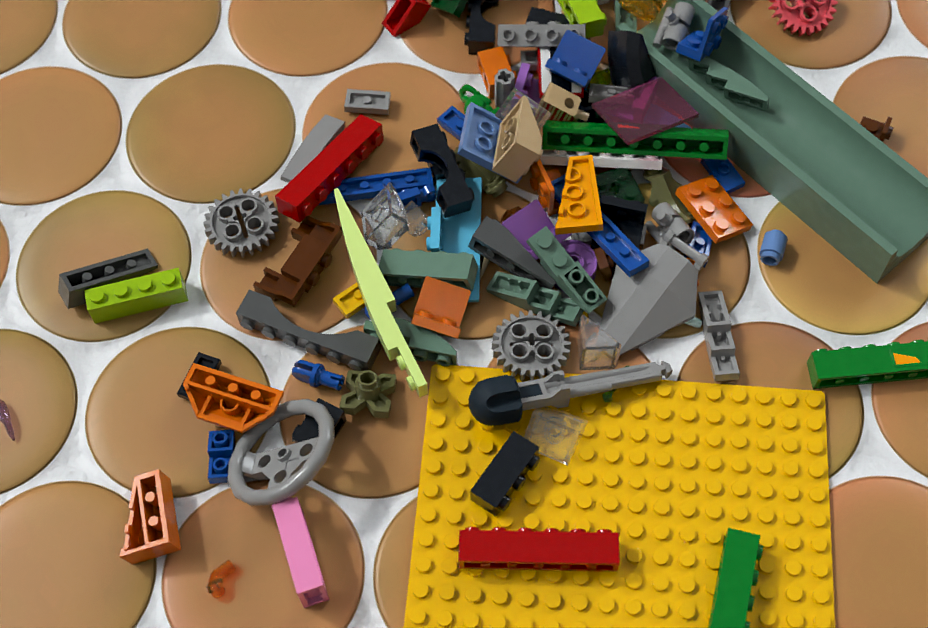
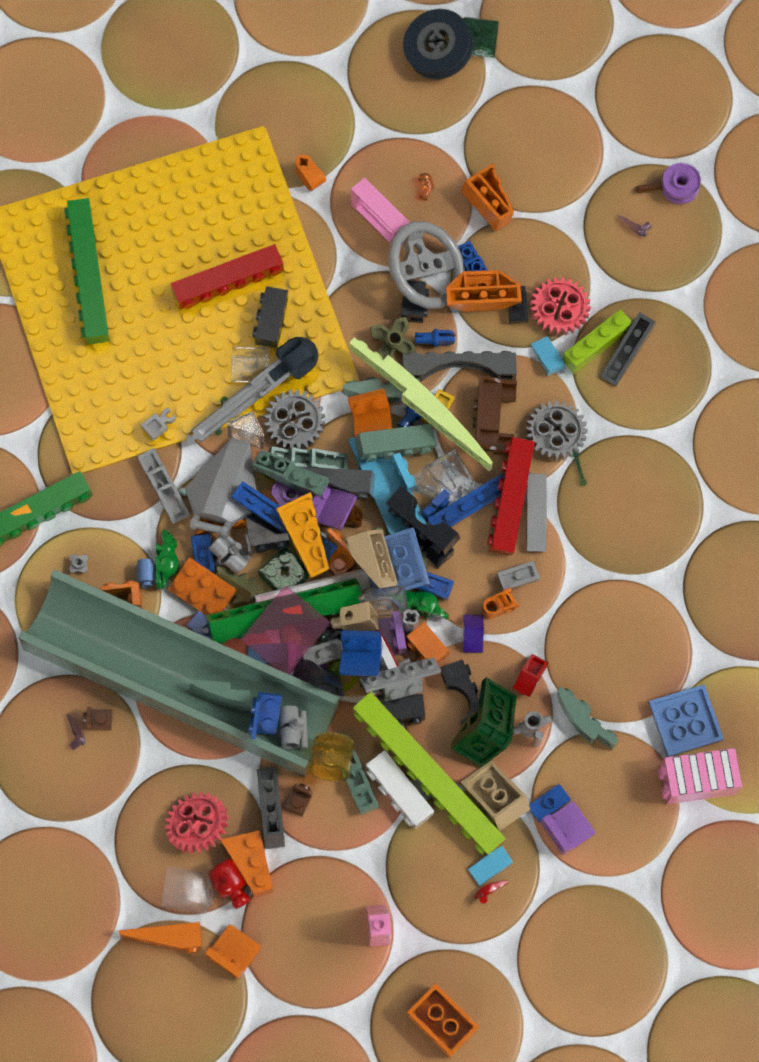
camera: 150 degrees right, 10 degrees up
(139, 341) = (576, 311): none -> coral gear
(200, 307) = (548, 356): none -> medium azure slope
(245, 167) = (583, 482): none -> clear green hinge
(403, 82) = (503, 603): none -> orange piece
(441, 72) = (473, 633): none -> dark purple slope
(703, 398) = (156, 425): none -> light grey plate
(743, 254) = (167, 561): none -> green animal
(809, 228) = (128, 590): none -> orange bracket
(845, 293) = (82, 568): none -> light grey plate
(900, 128) = (76, 730): none -> bar

